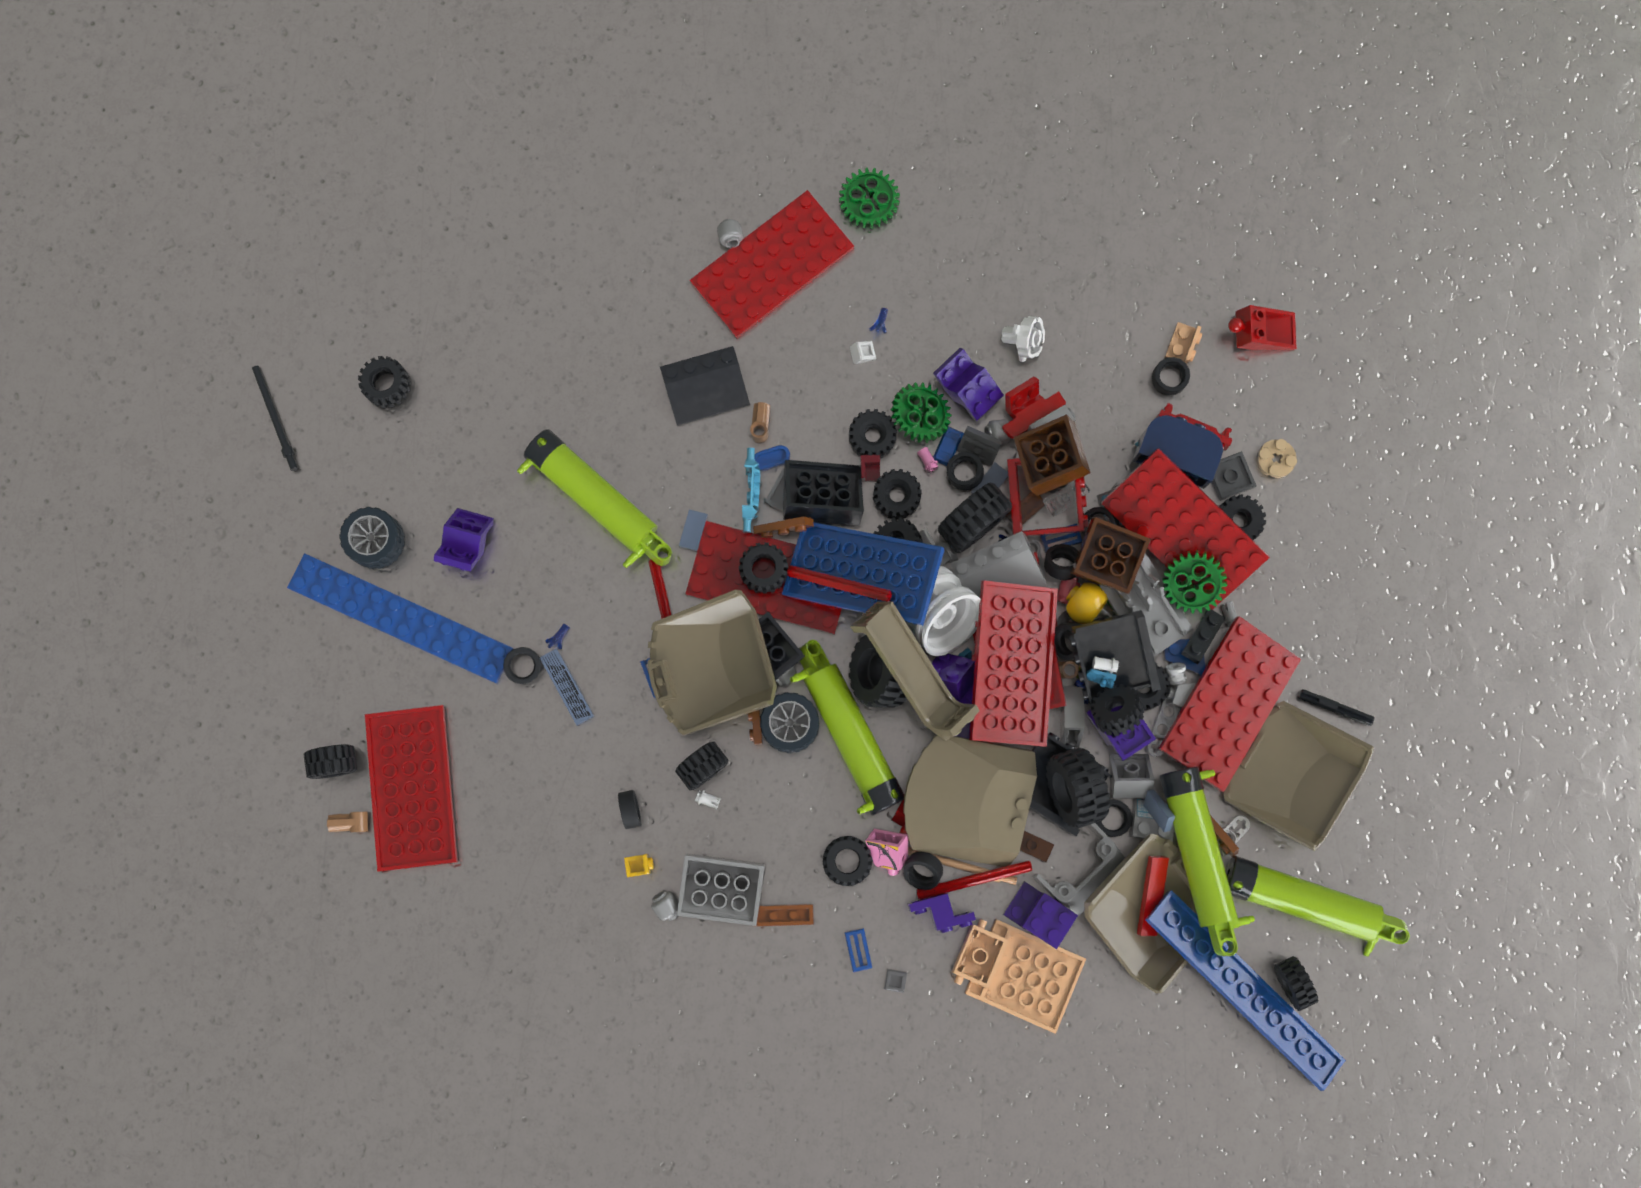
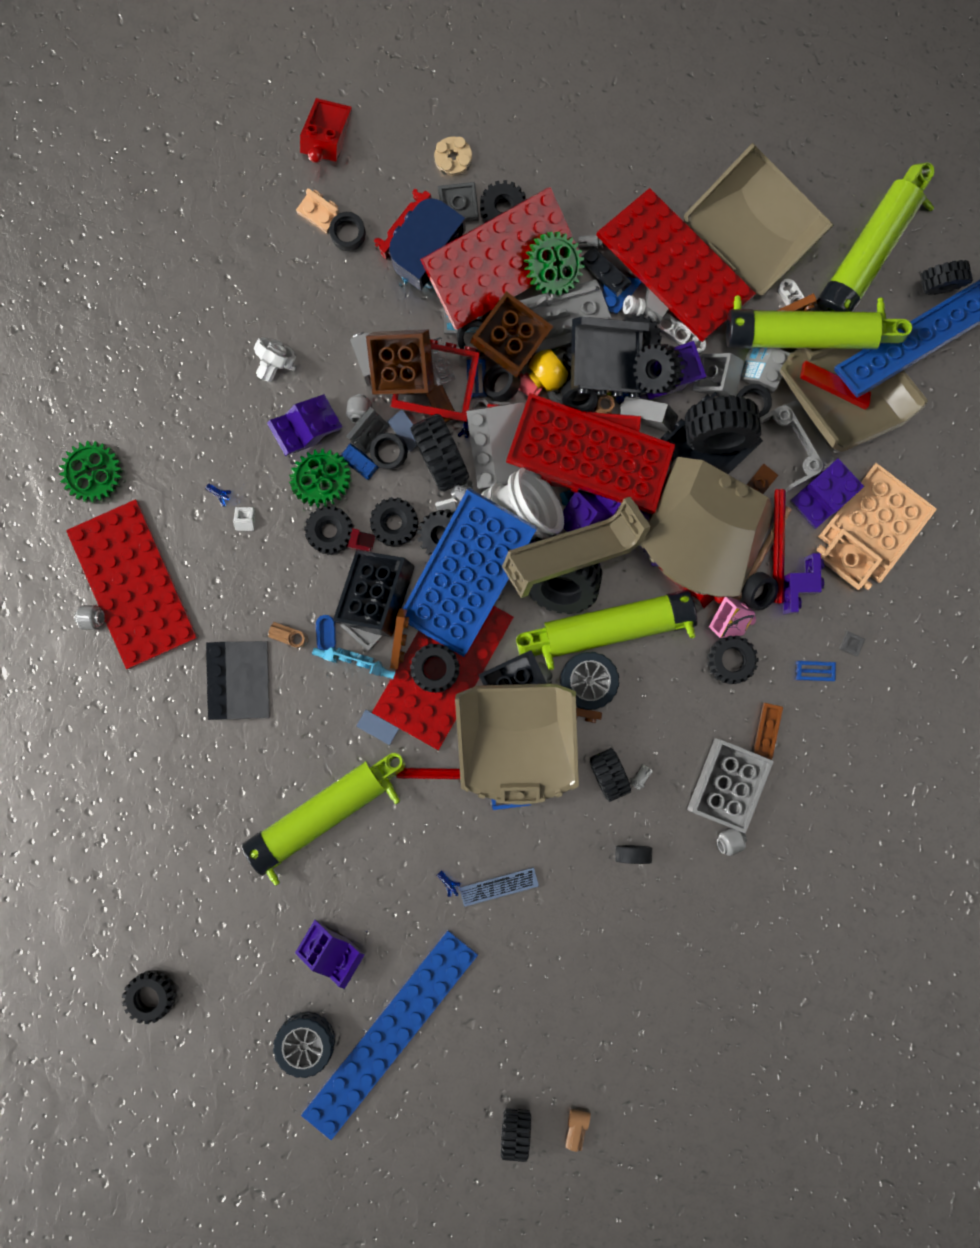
camera: 75 degrees left, 5 degrees up
(287, 450) = (192, 1110): black bar -> none
(411, 788) = (559, 1061): red plate -> none
(507, 665) = (482, 925): black tyre -> none
(638, 865) = (687, 858): yellow bracket -> none
(839, 583) = (472, 598): red axle -> none
(927, 459) = (367, 484): bright pink pin -> none
(1028, 406) = (343, 373): red plate -> none
(1104, 678) = (626, 372): dark azure piece -> none
(1105, 664) = (613, 368): white pin -> none
(1159, 810) = (760, 357): sand blue tile -> none
(1336, 707) = (701, 169): black axle -> none

